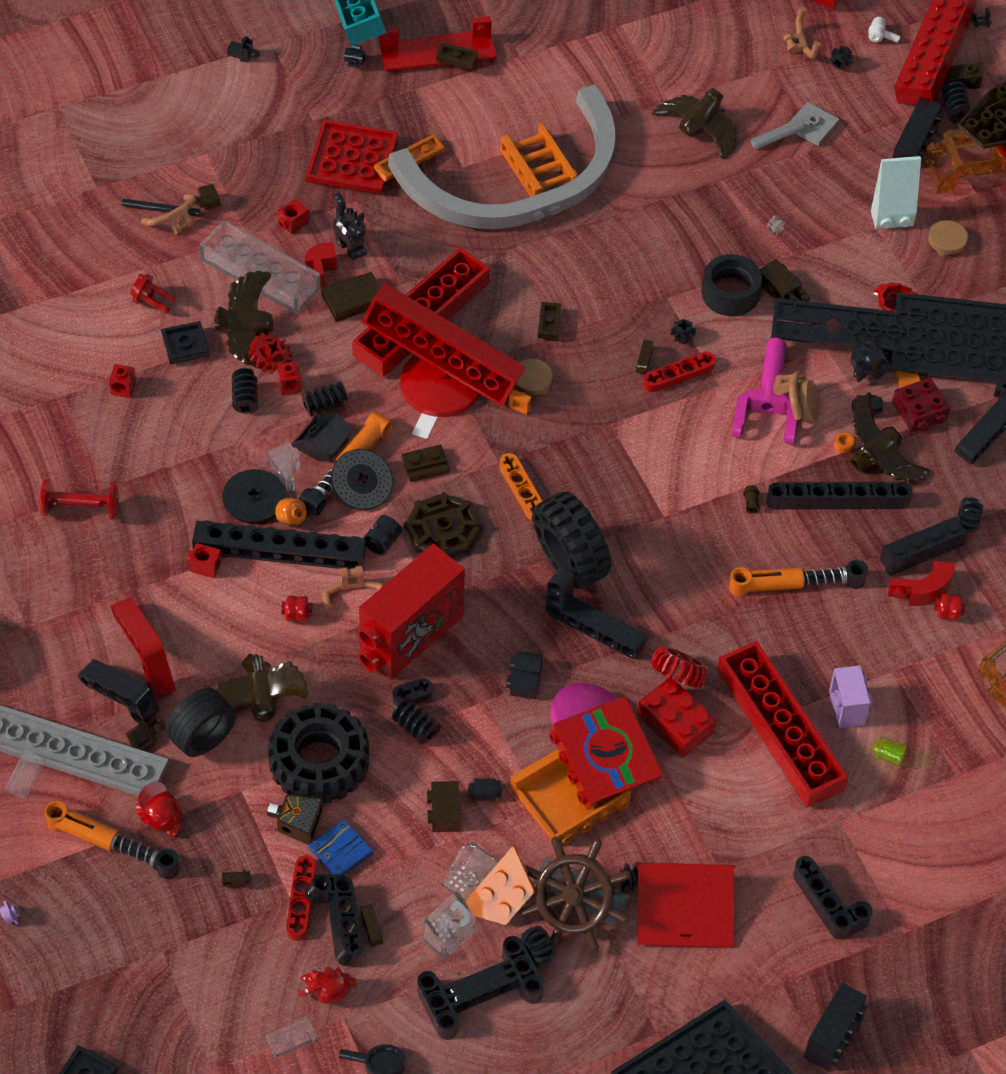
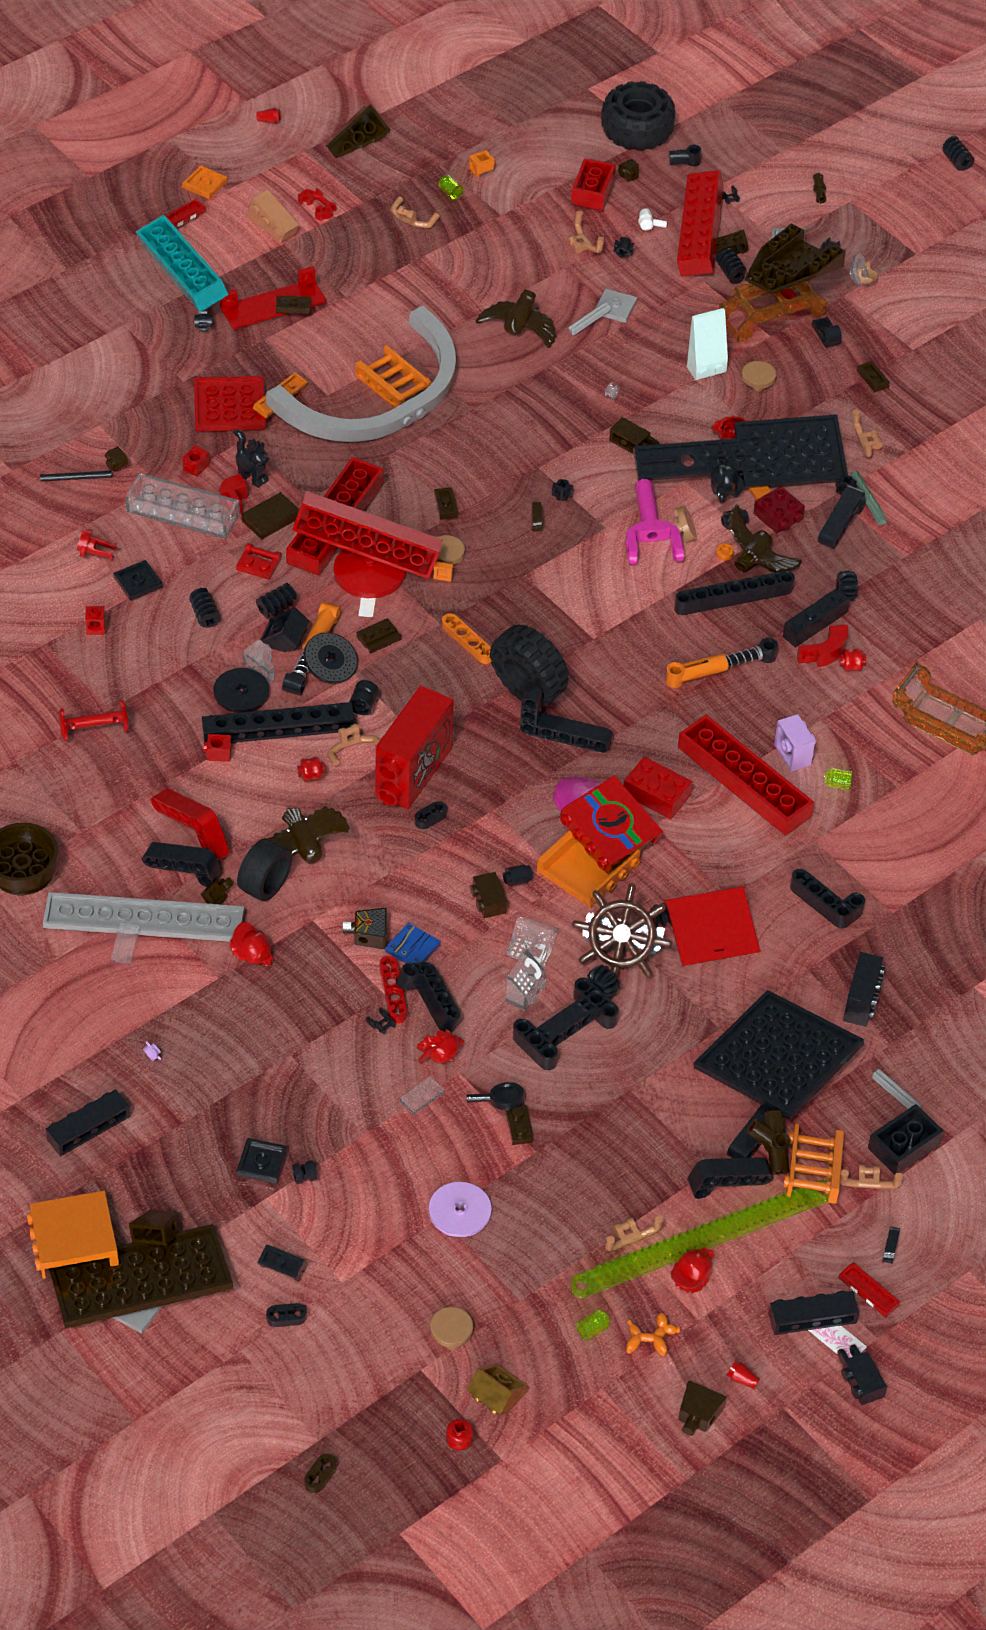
camera: 15 degrees left, 5 degrees down
(109, 838) = (167, 971): piece -> none
(172, 215) = (91, 480): nougat piece -> none
(236, 878) = (334, 985): dark brown pin -> none
(243, 318) = (185, 551): dark brown animal -> none
(244, 50) = (102, 335): black piece -> none
(267, 937) = (382, 1029): none -> black piece
(269, 352) = (216, 573): red gear -> none
(289, 378) = (239, 590): red brick -> none
(291, 511) = (279, 694): orange head -> none
(314, 725) = (376, 853): black tyre -> none
(320, 352) = (258, 566): none -> red plate
(371, 925) = (460, 996): dark brown beam -> none
(414, 723) = (442, 836): black piece -> none
(442, 513) = (407, 671): dark brown plate -> none
(502, 890) = (561, 943): orange wing -> none
(525, 674) = (521, 781): black brick -> none
(677, 369) = (552, 533): red beam -> none
(680, 666) = (649, 747): red gear -> none
(735, 267) = (591, 459): black tyre -> none
(752, 503) = (661, 606): dark brown pin -> none
(789, 384) = (668, 511): nougat piece -> none
(918, 129) = (707, 290): black brick -> none

